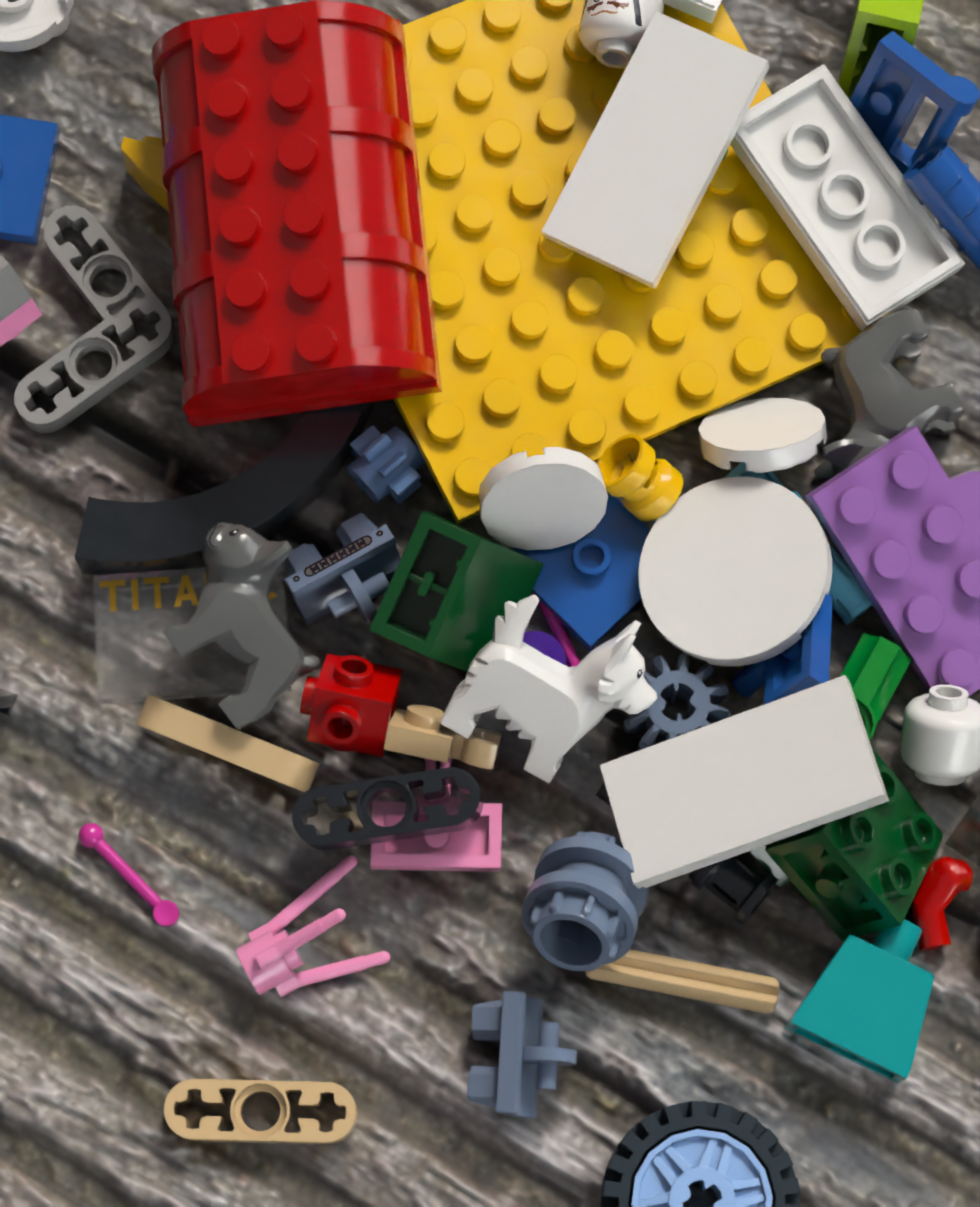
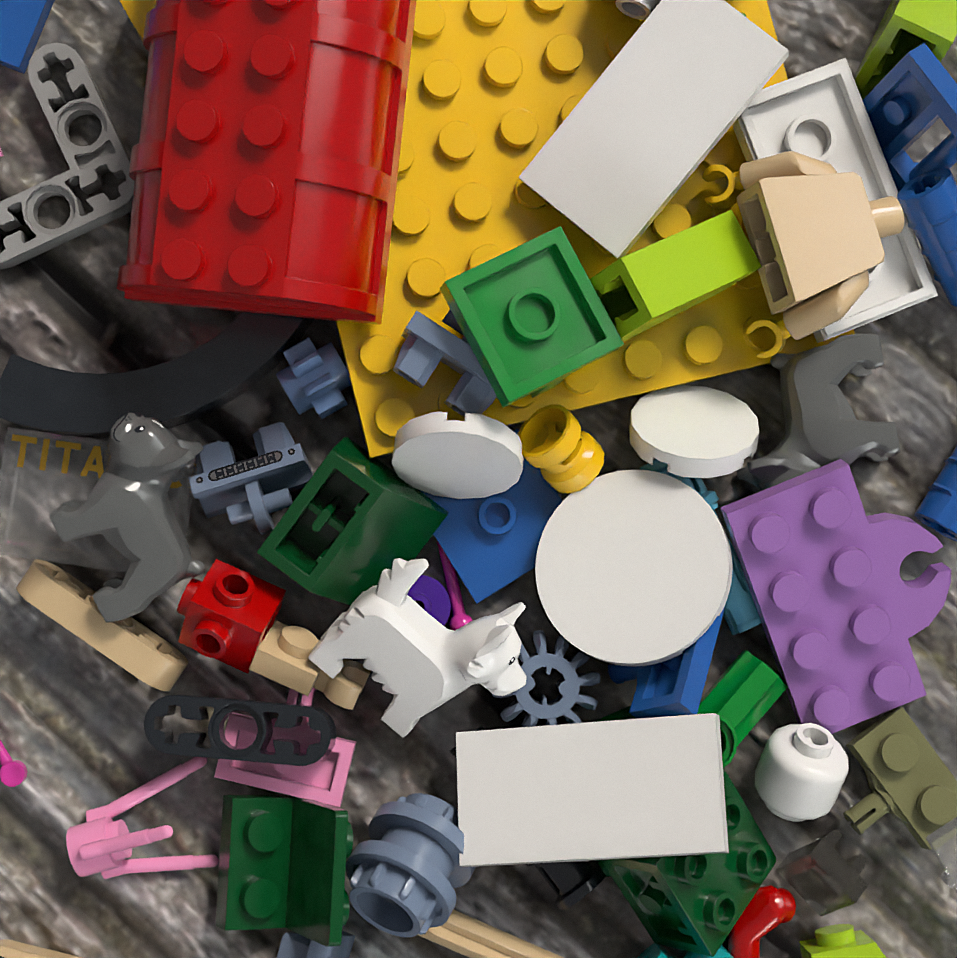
camera: 10 degrees right, 10 degrees up
(460, 933) = (284, 866): none -> dark green bracket
(522, 395) = (427, 346): none -> sand blue hips
(586, 347) = (531, 316): none -> green bracket
(693, 302) = (674, 274): none -> lime slope
(828, 229) = (810, 236): none -> tan torso

